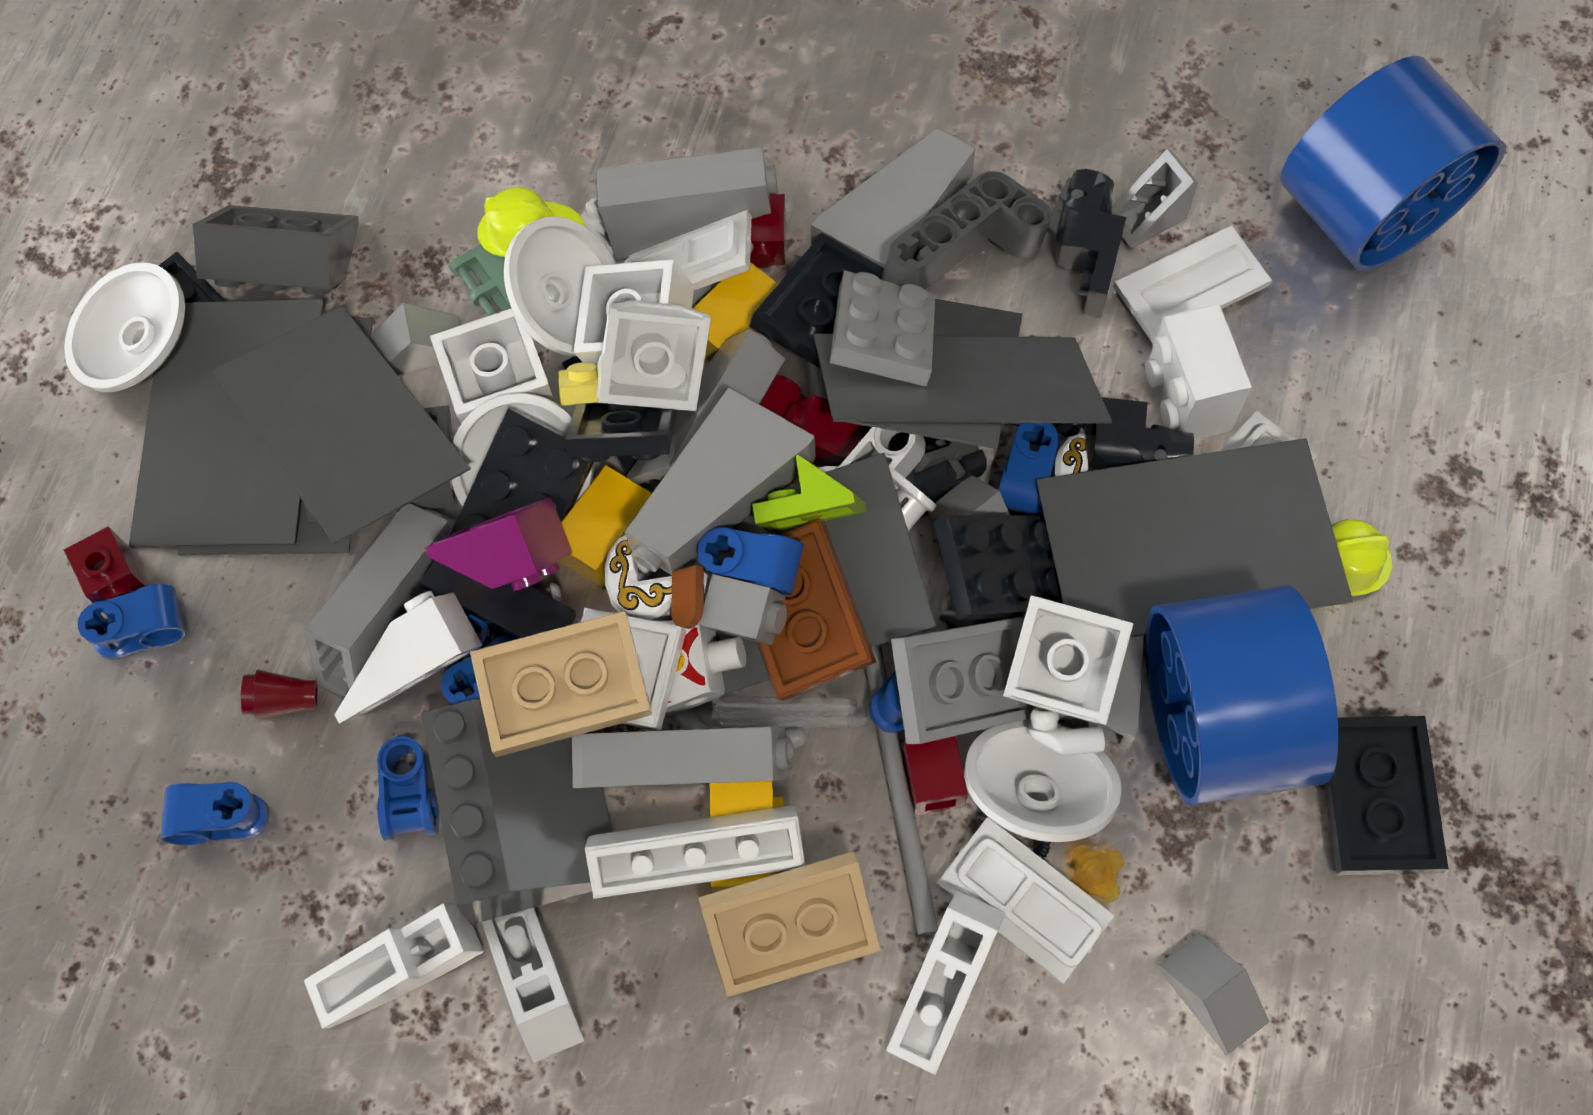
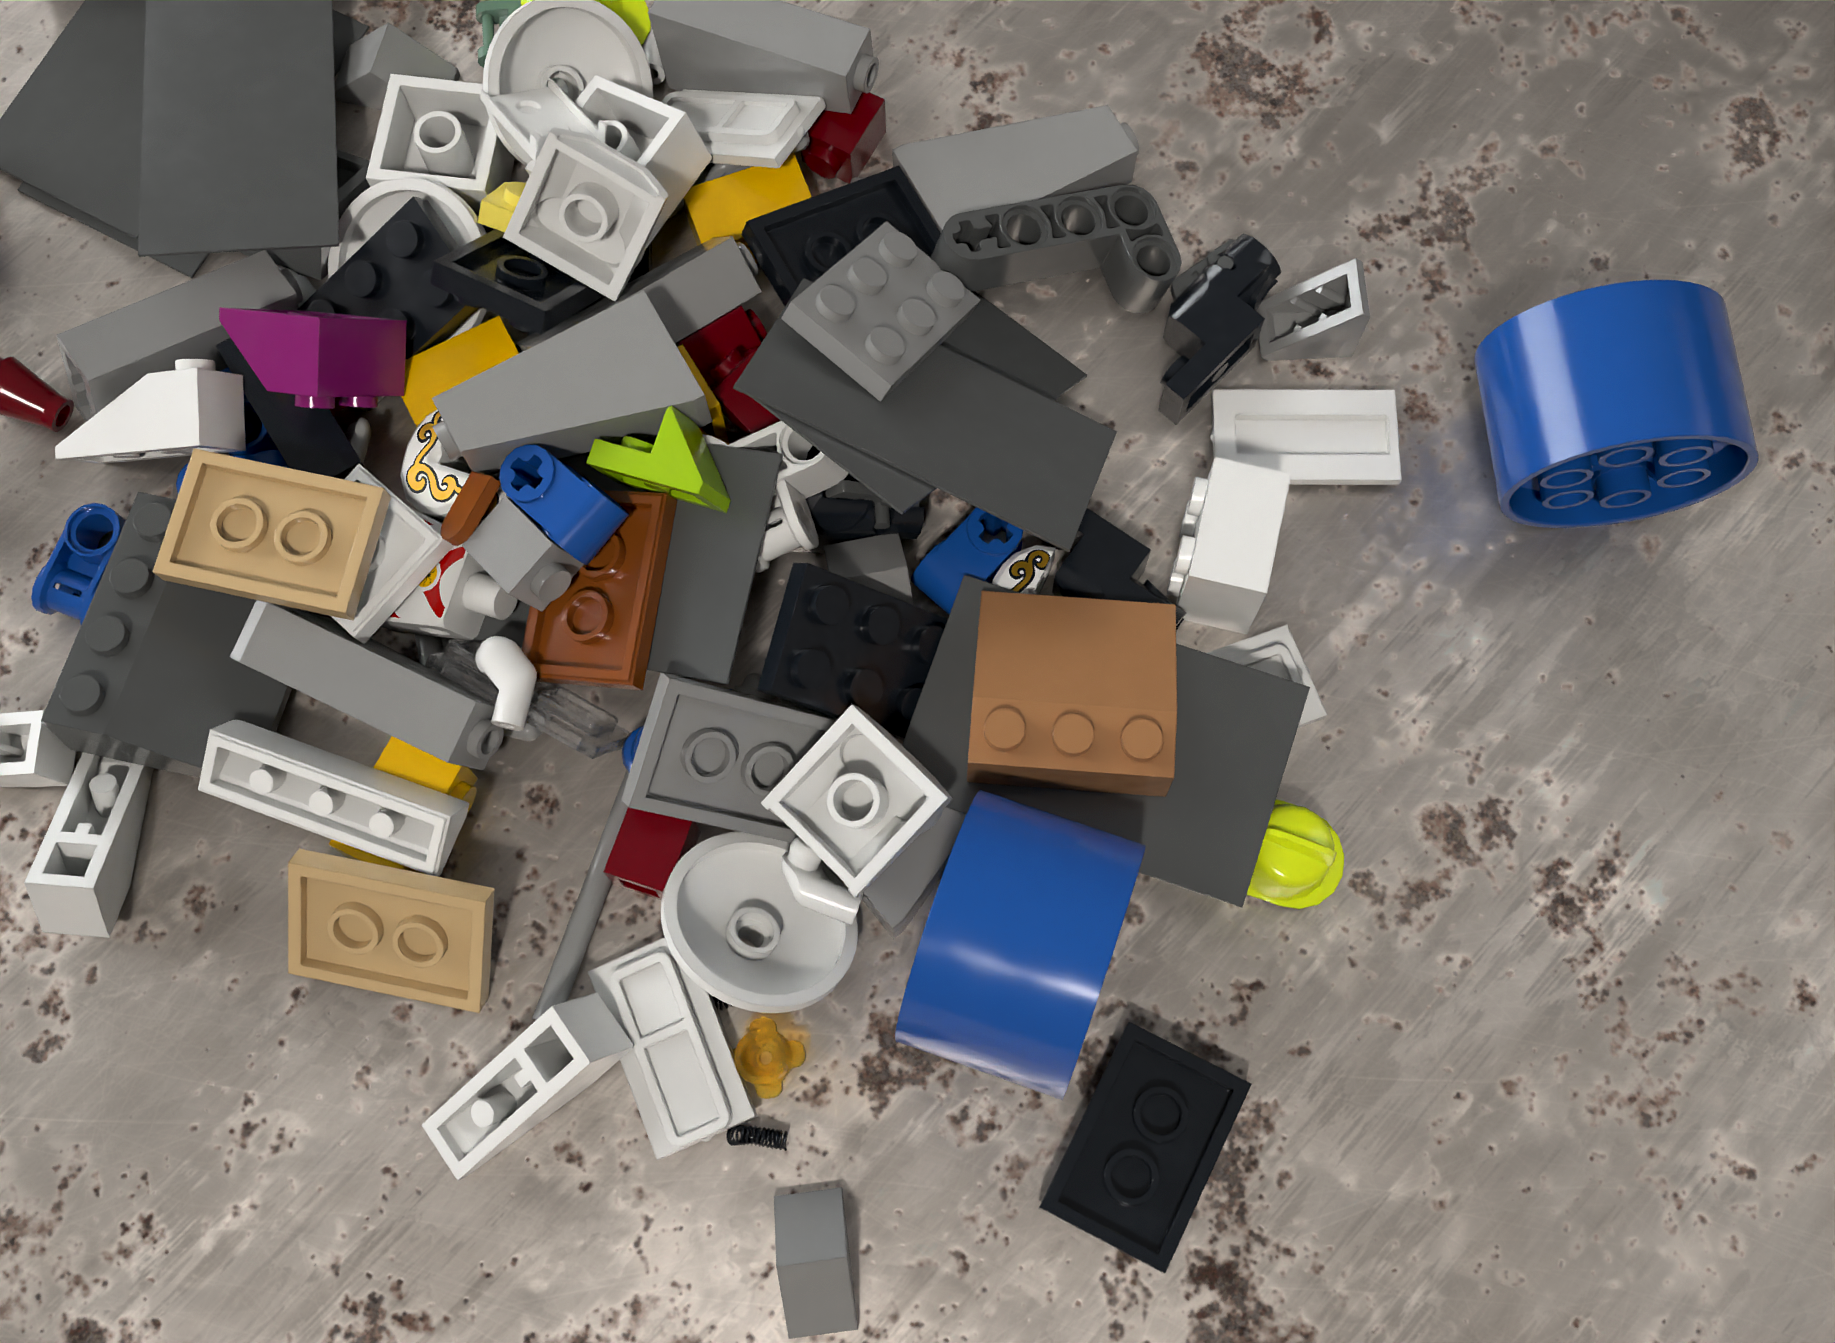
camera: 25 degrees right, 5 degrees up
(573, 312) = (535, 112): none -> white piece
(781, 697) = (512, 675): none -> white arm
(1121, 930) = (748, 1138): none -> black leg
(1164, 518) = (1074, 694): none -> medium nougat slope

